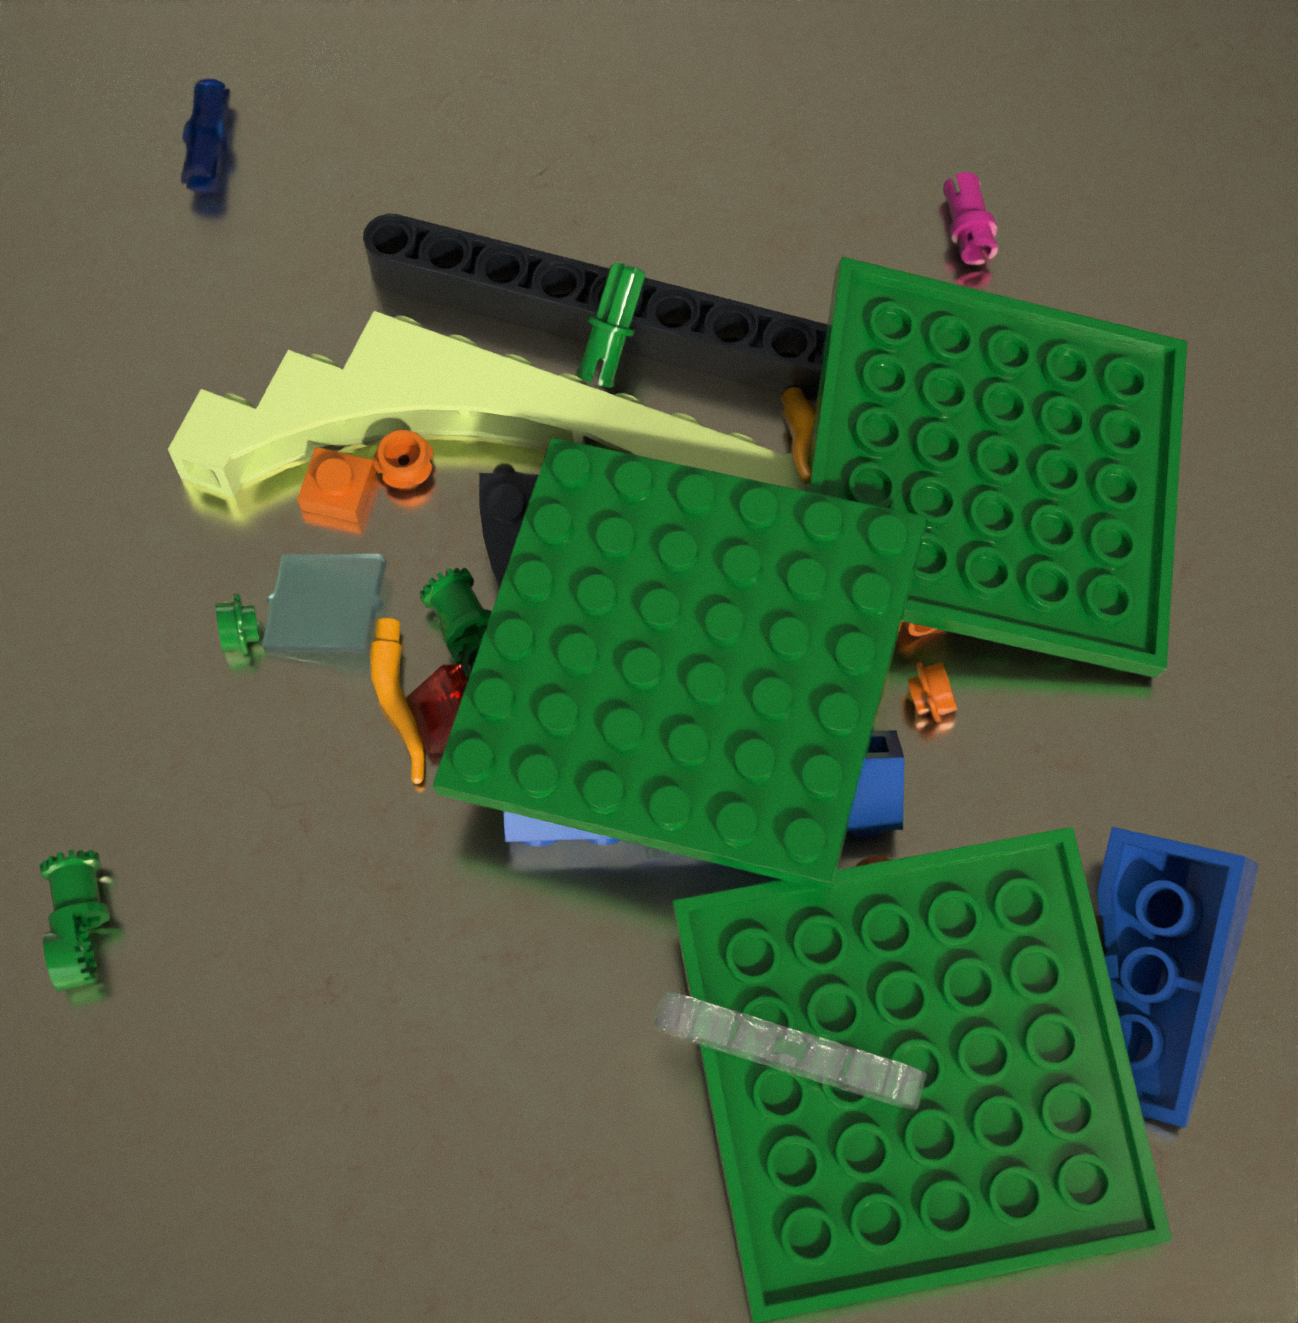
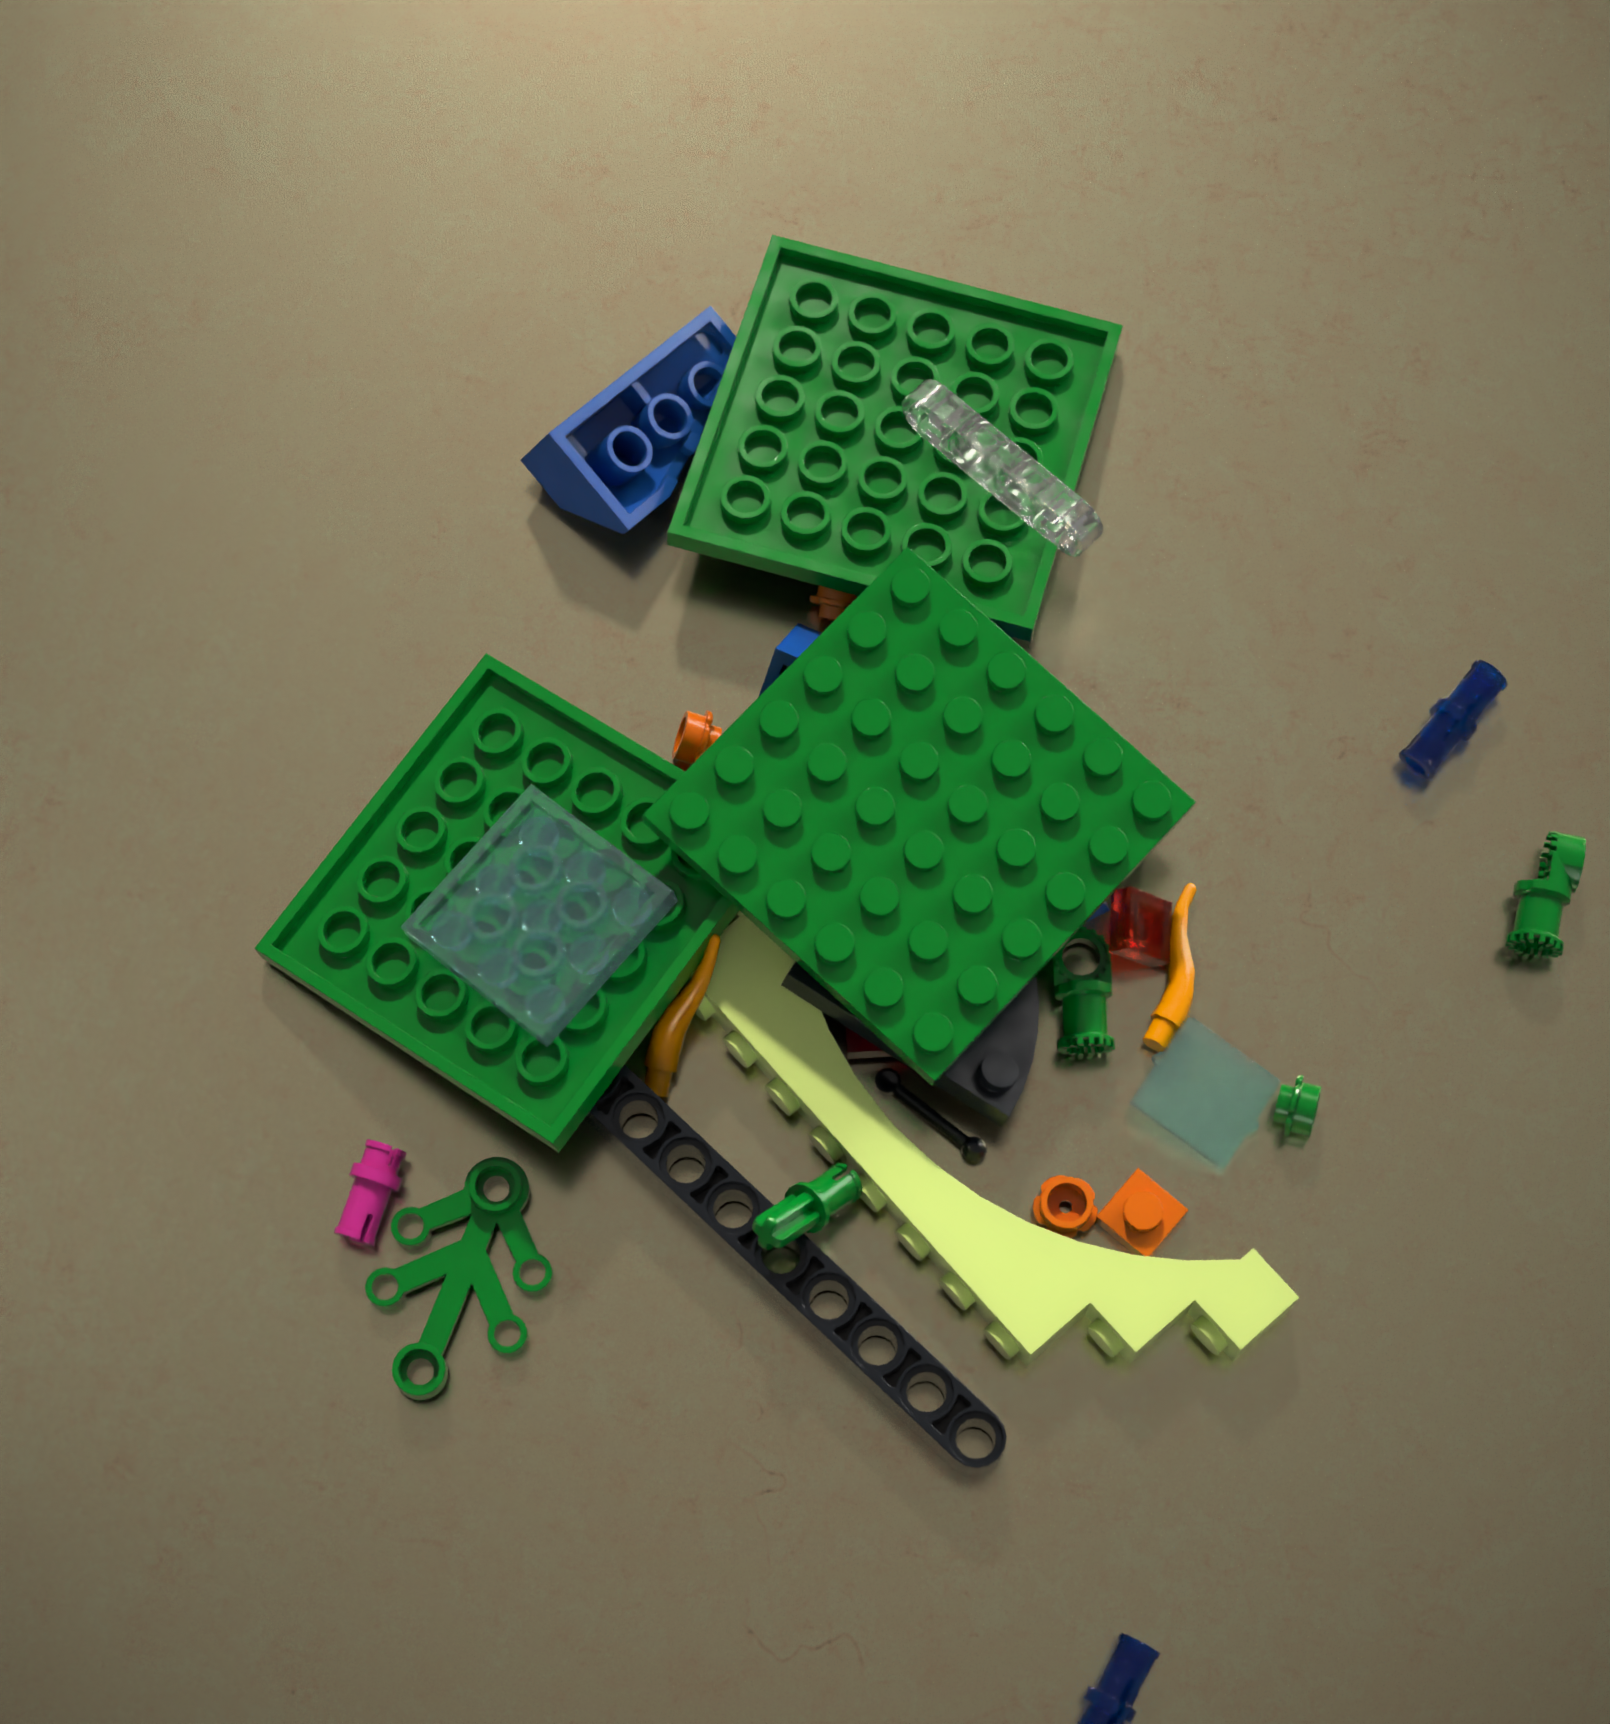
camera: 155 degrees left, 5 degrees up
(229, 1055) = (1453, 719): none -> clear blue pin
(861, 205) = (463, 1266): none -> green plant
(967, 425) = (539, 914): none -> clear light blue plate

